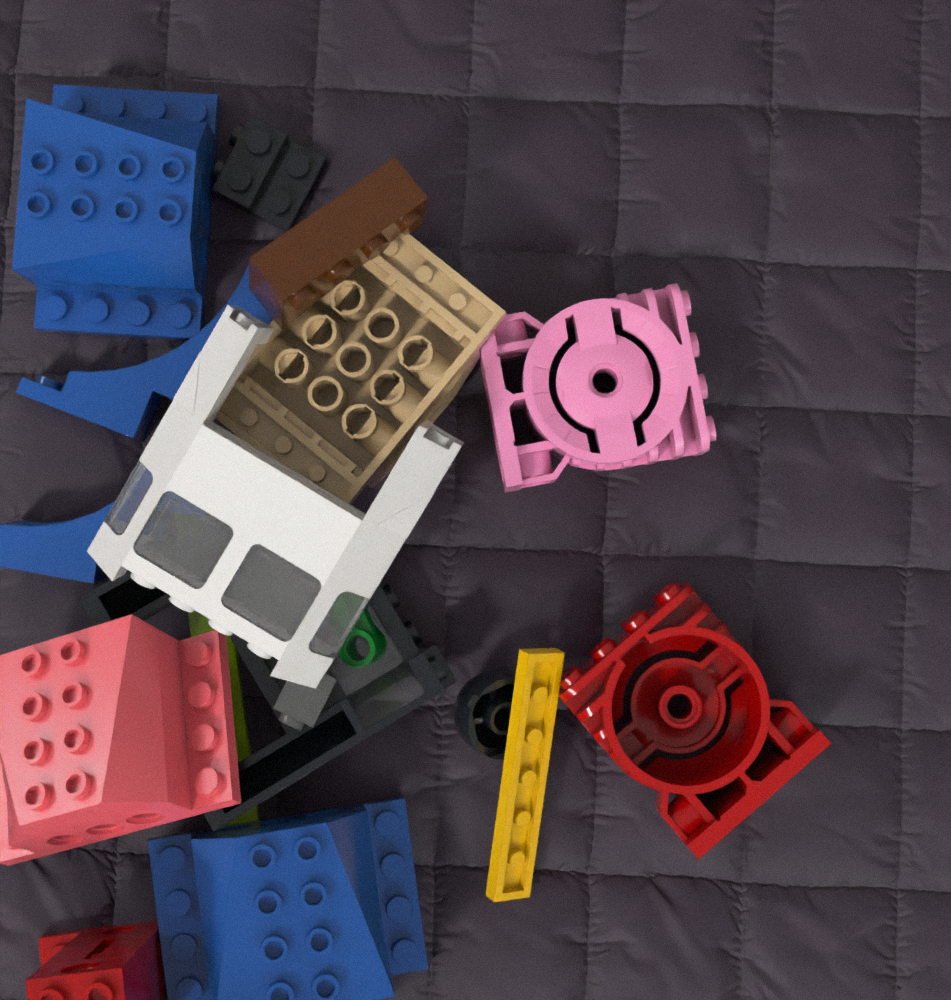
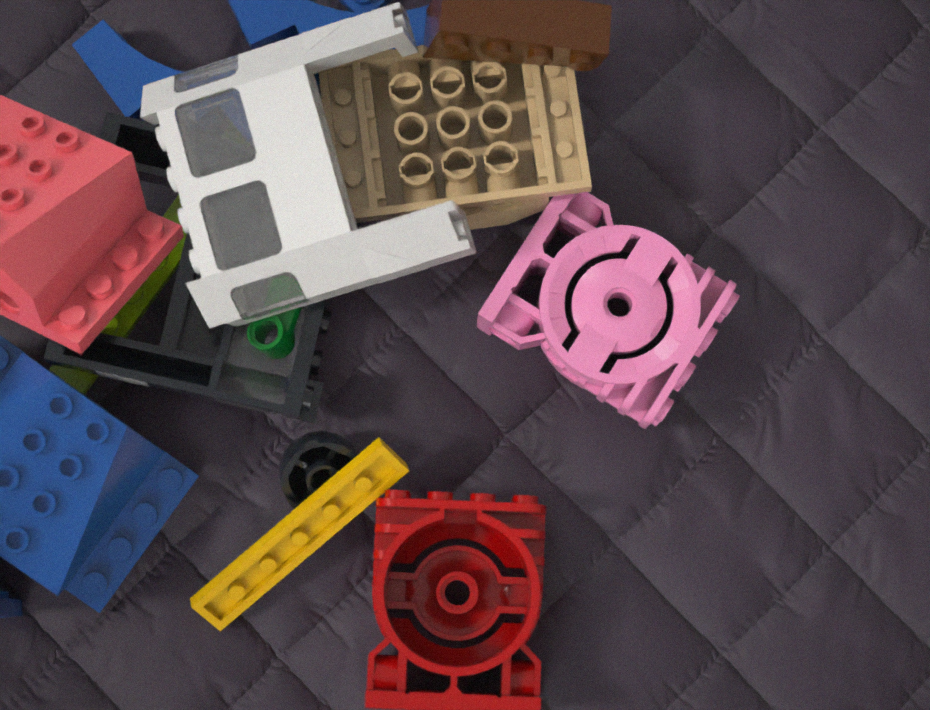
camera: 40 degrees right, 5 degrees down
(302, 703) = (191, 333): dark grey brick -> none

